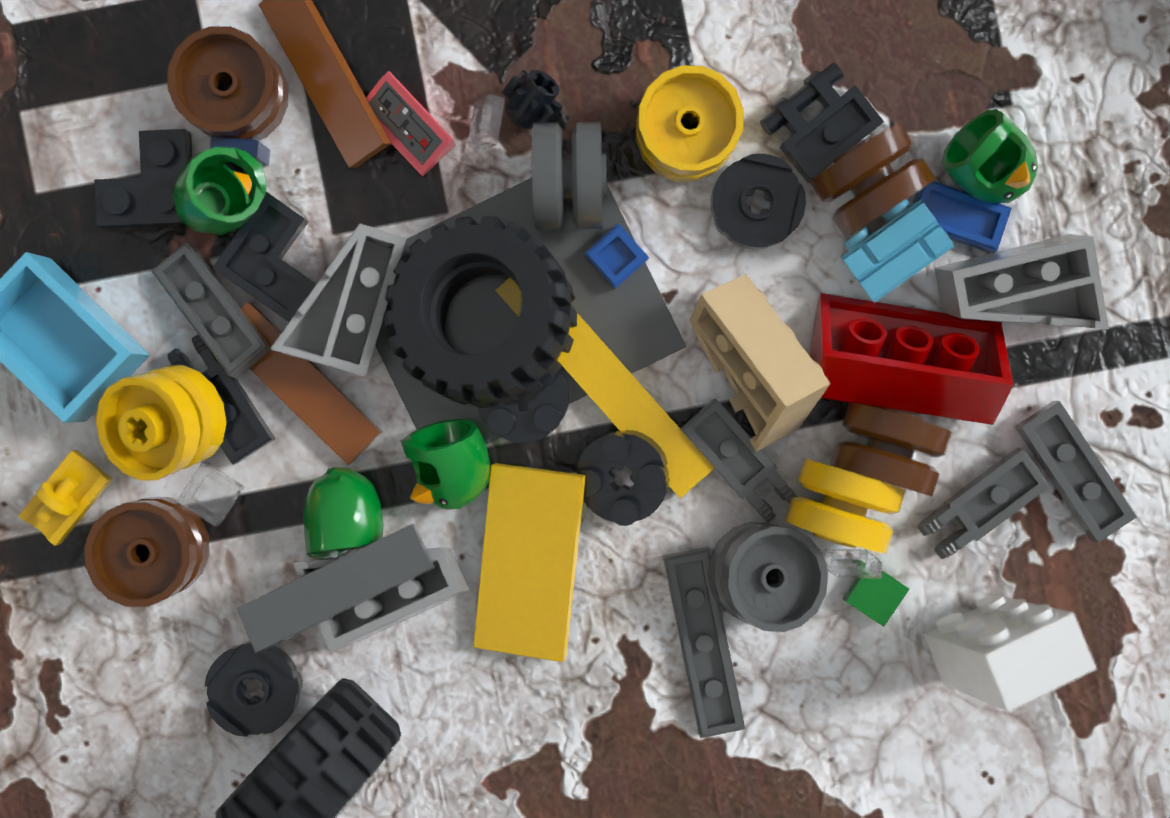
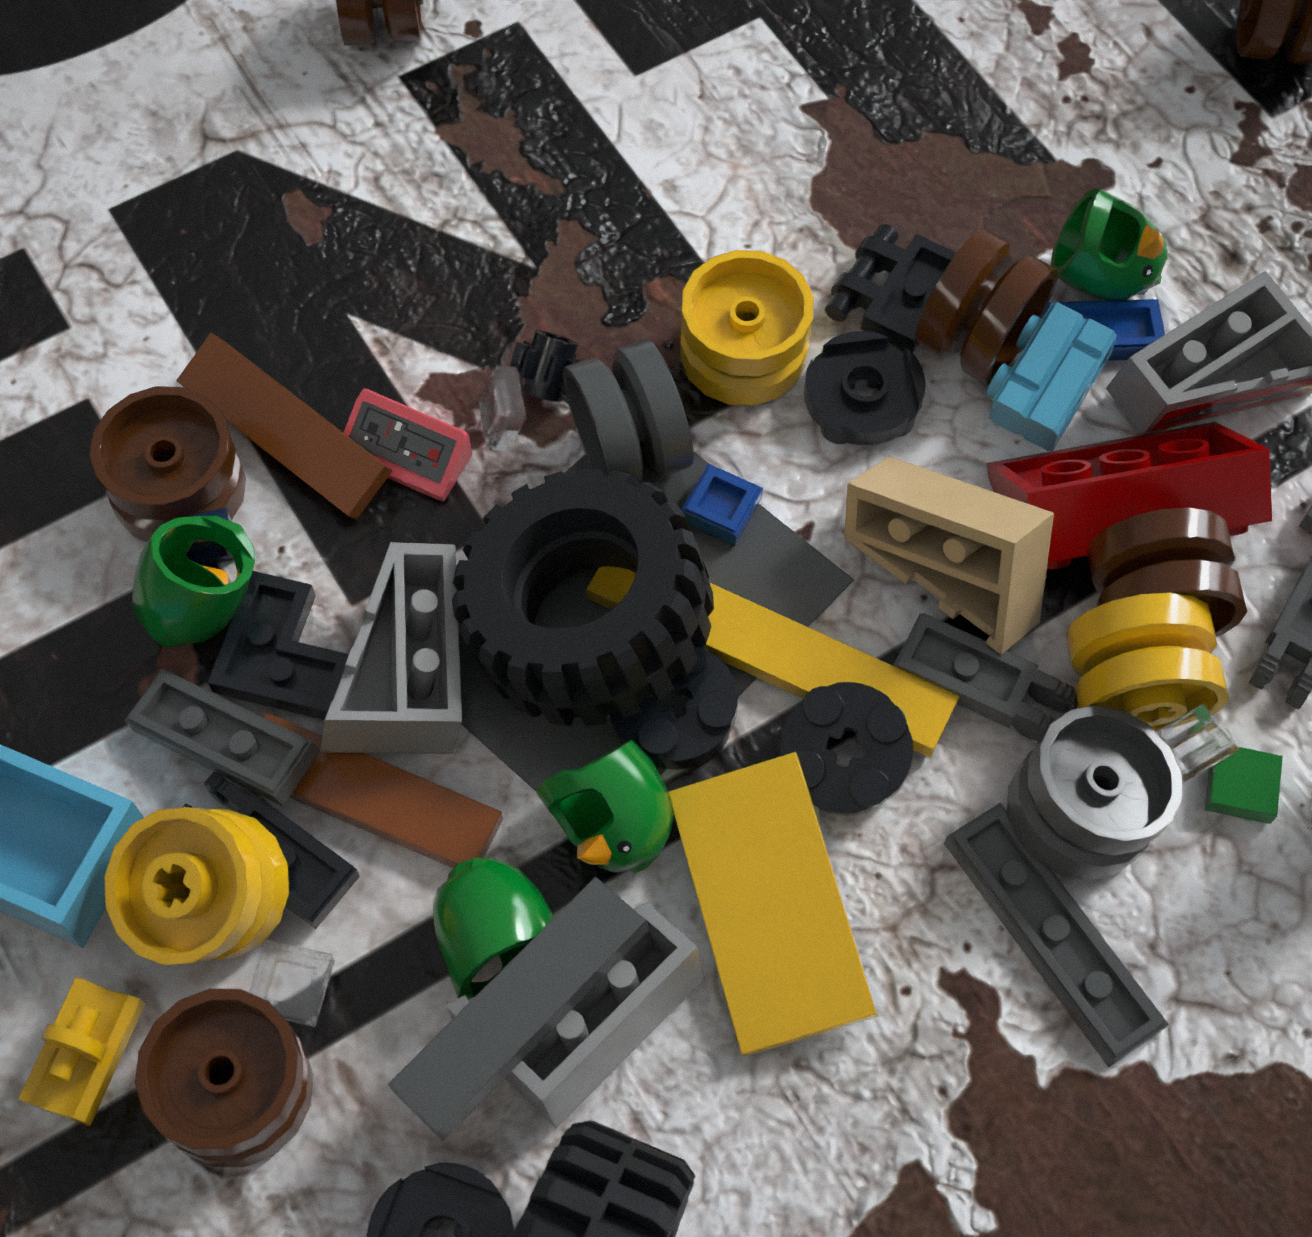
camera: 25 degrees left, 25 degrees down
(146, 199) = (101, 637): black plate -> none

